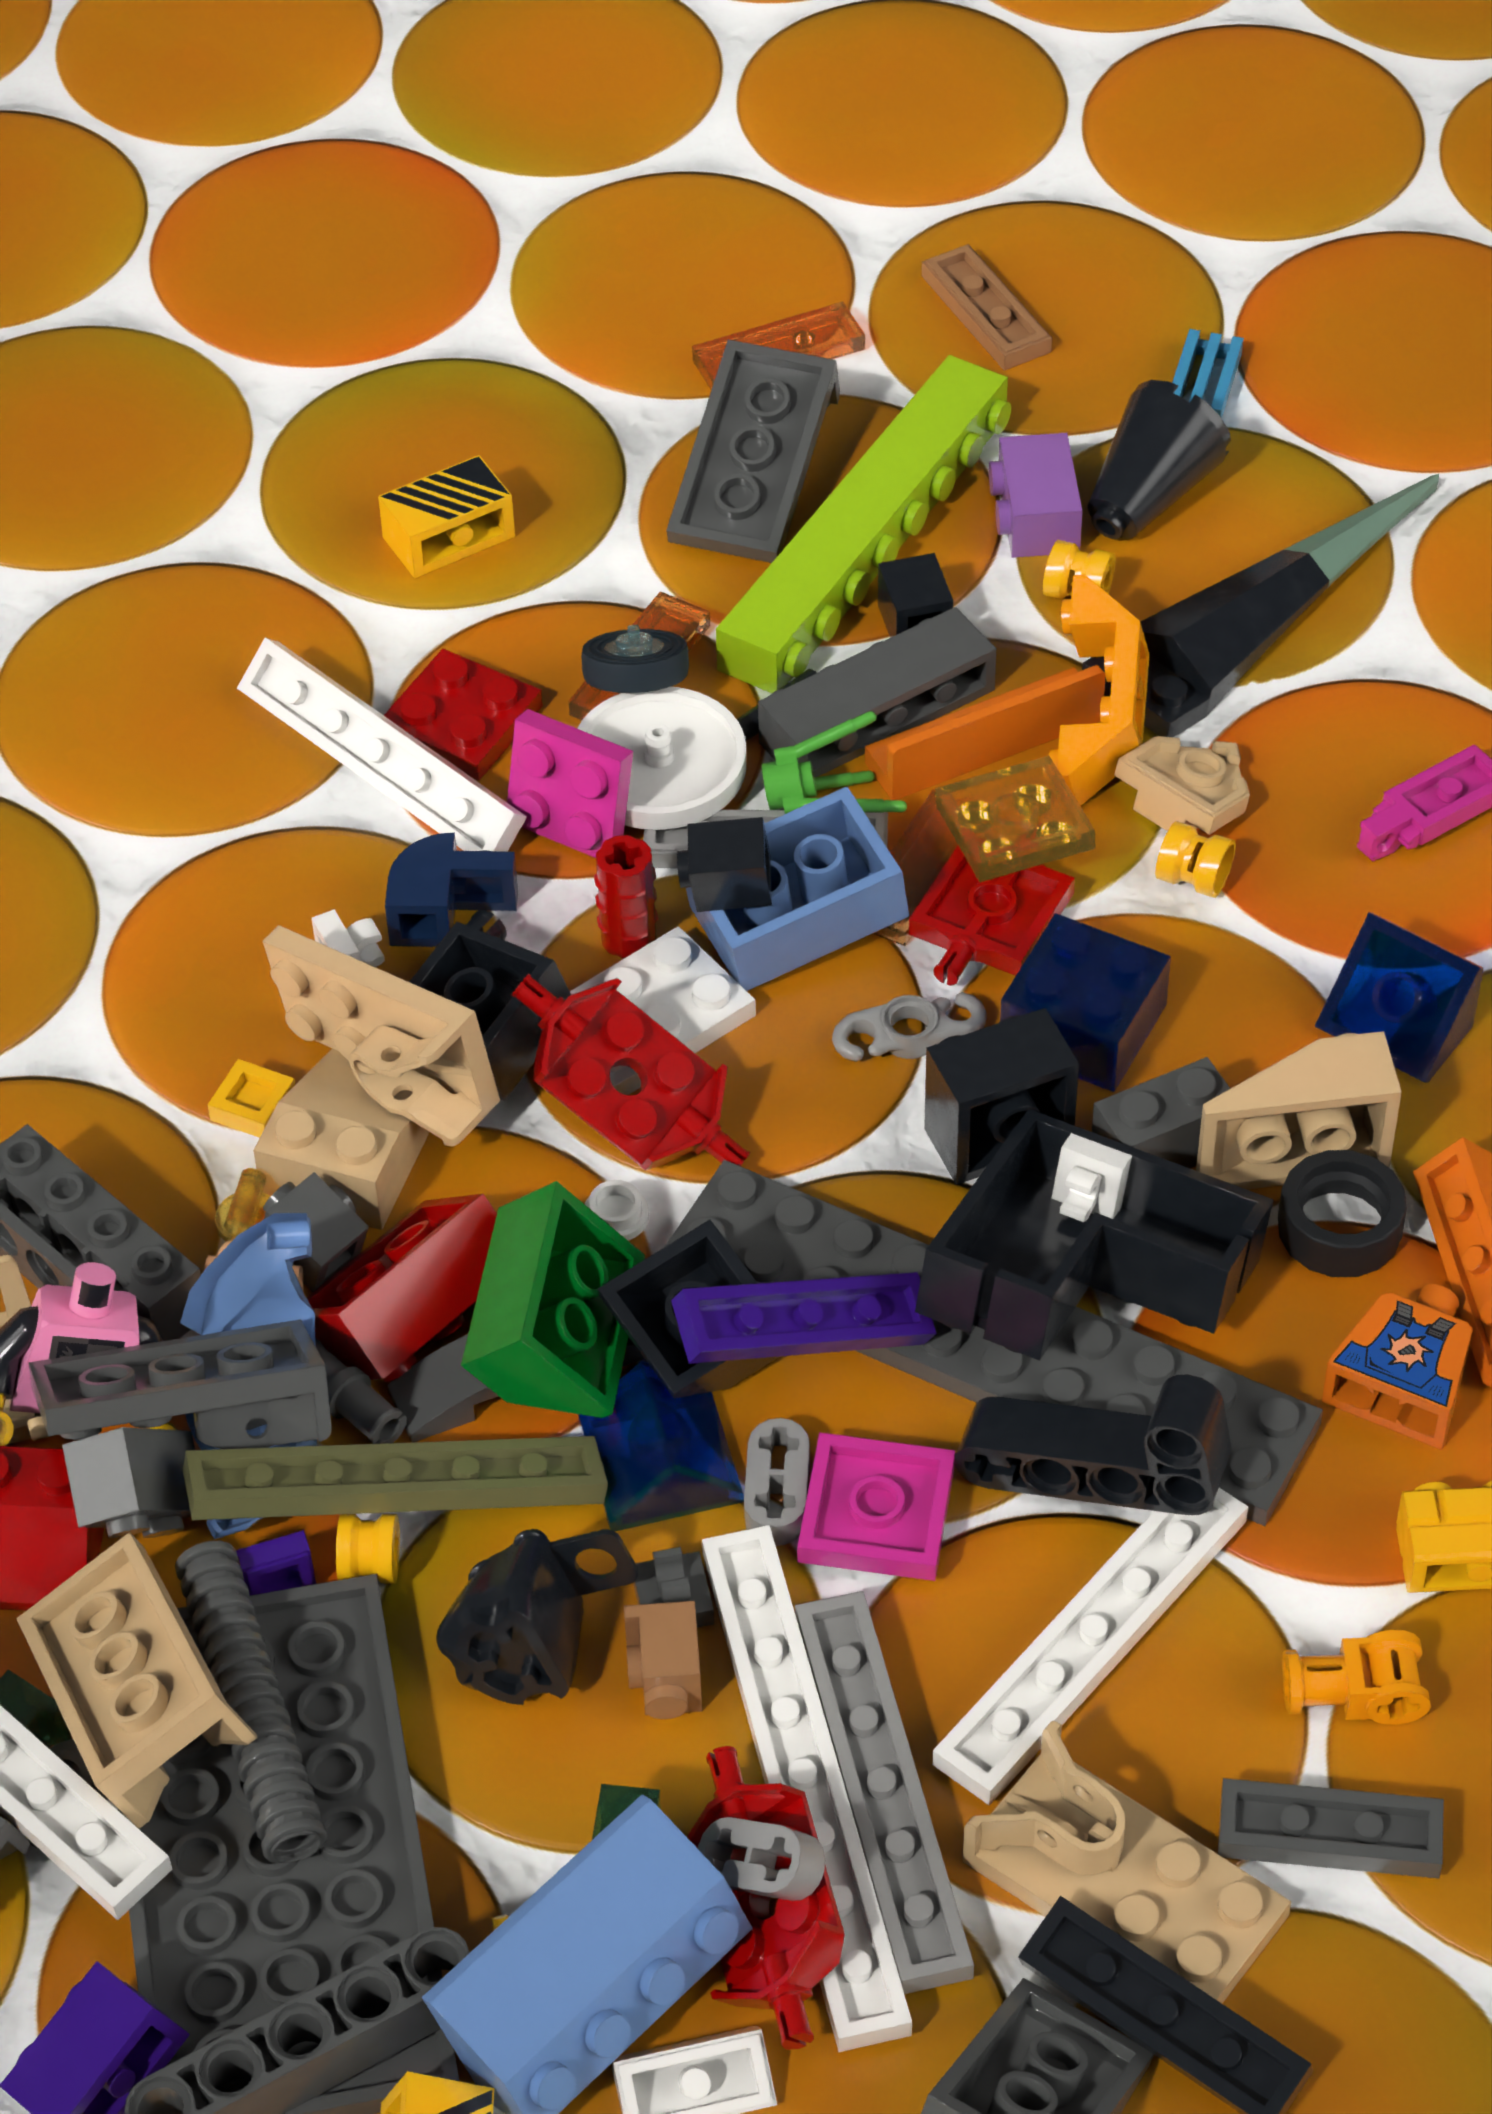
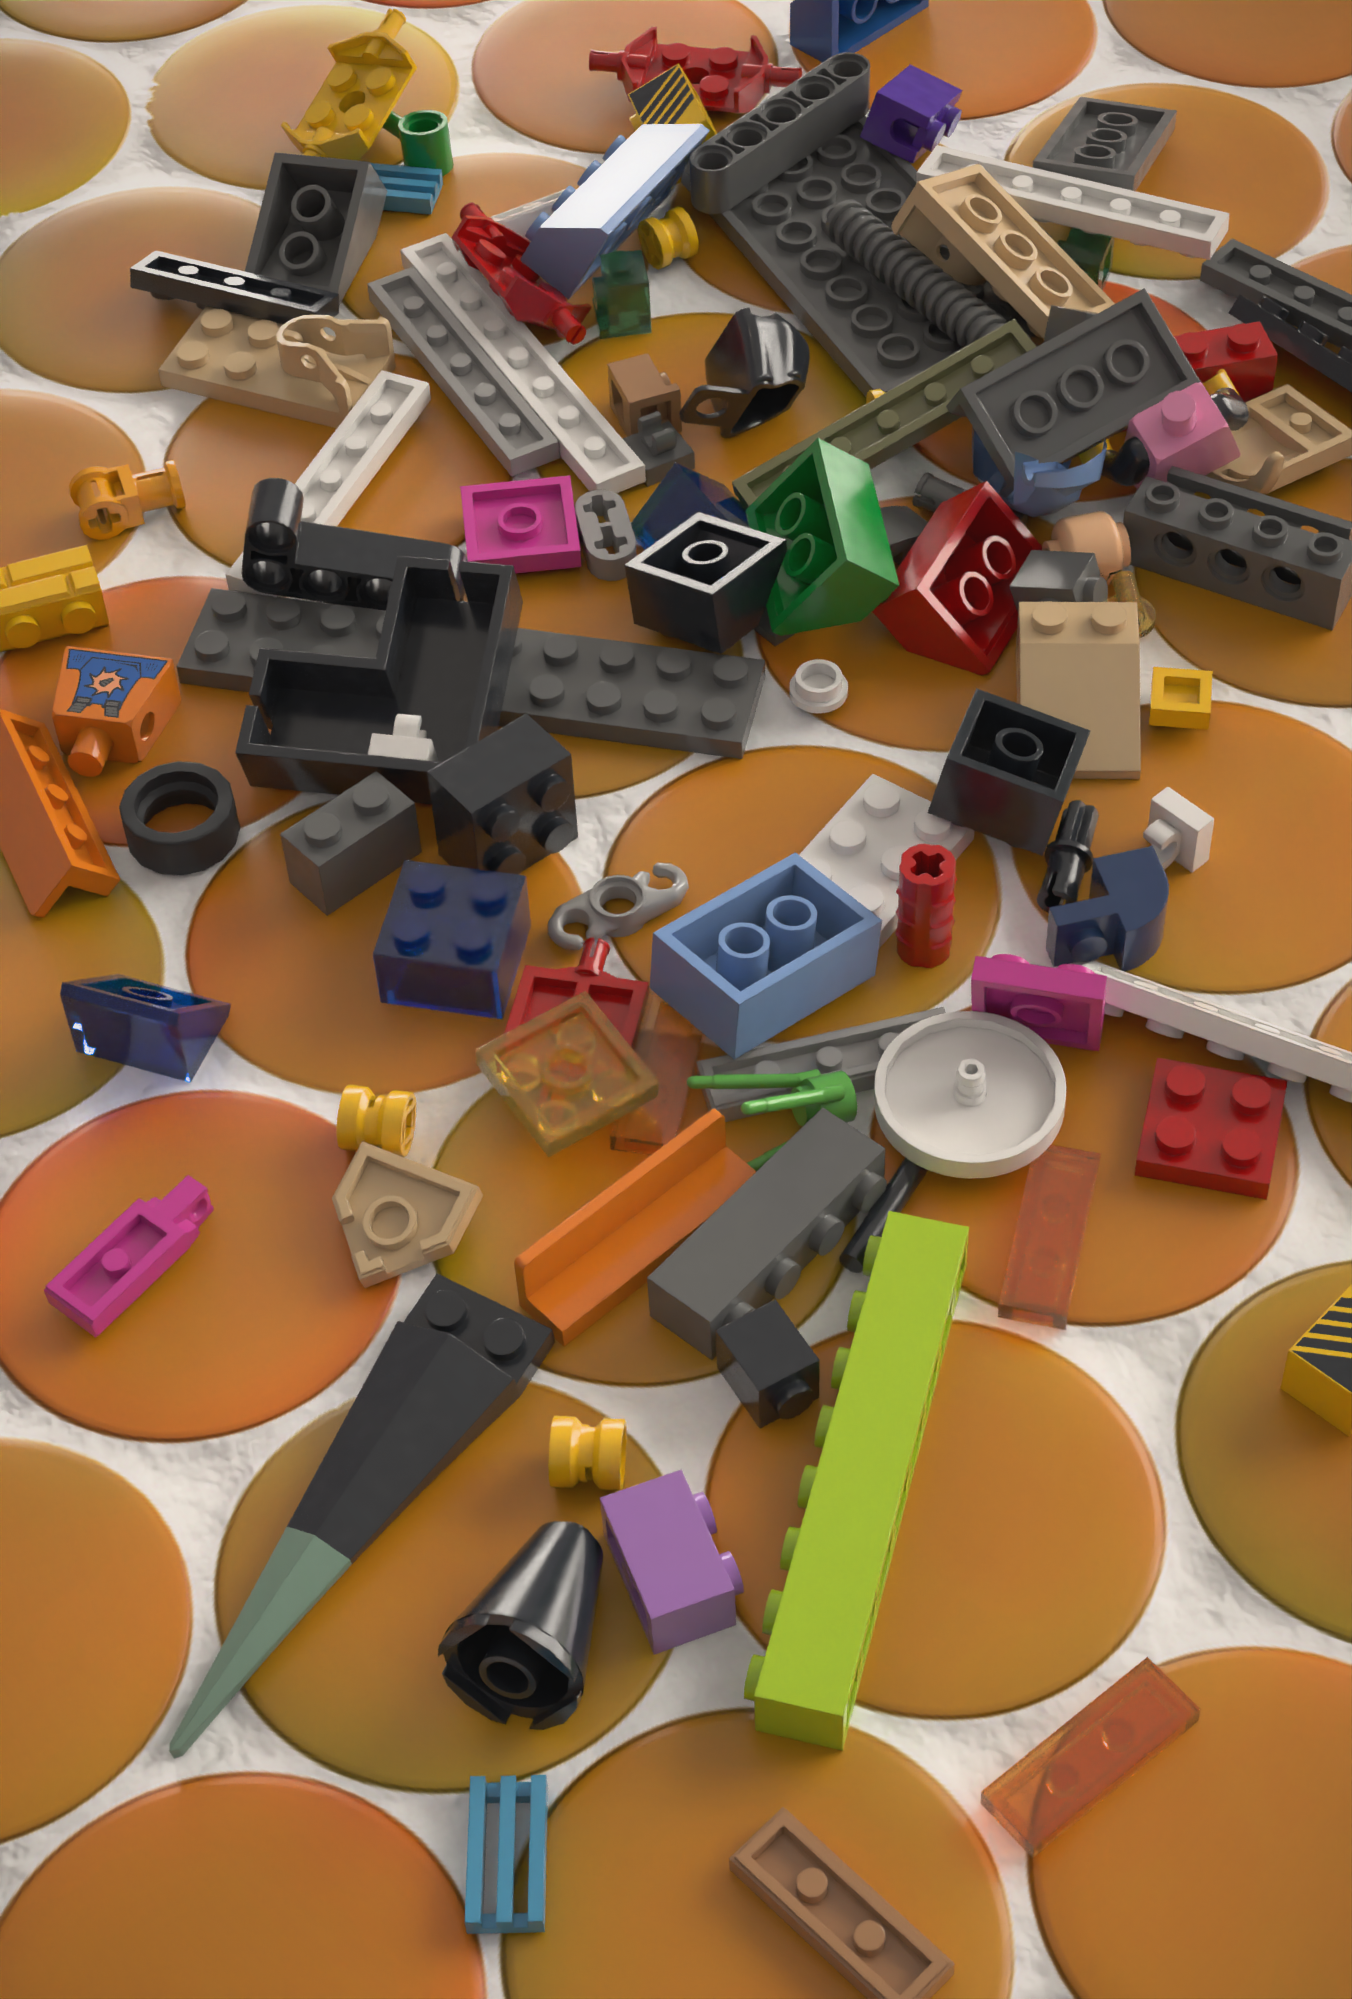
camera: 165 degrees right, 0 degrees up
(389, 1033) = (1136, 724): tan plate -> none
(604, 1030) = (846, 748): red plate -> none
(635, 660) = (1039, 1166): black wheel -> none
(727, 864) = (822, 882): black brick -> none
(753, 451) = (1037, 1515): dark grey plate -> none
(763, 1845) = (520, 257): light grey beam -> none
(800, 1317) = (609, 549): dark purple plate -> none
(1103, 629) = (518, 1314): light orange slope -> none
(1313, 1101) = (217, 845): tan slope -> none
(1331, 1828) = (135, 413): dark grey plate -> none

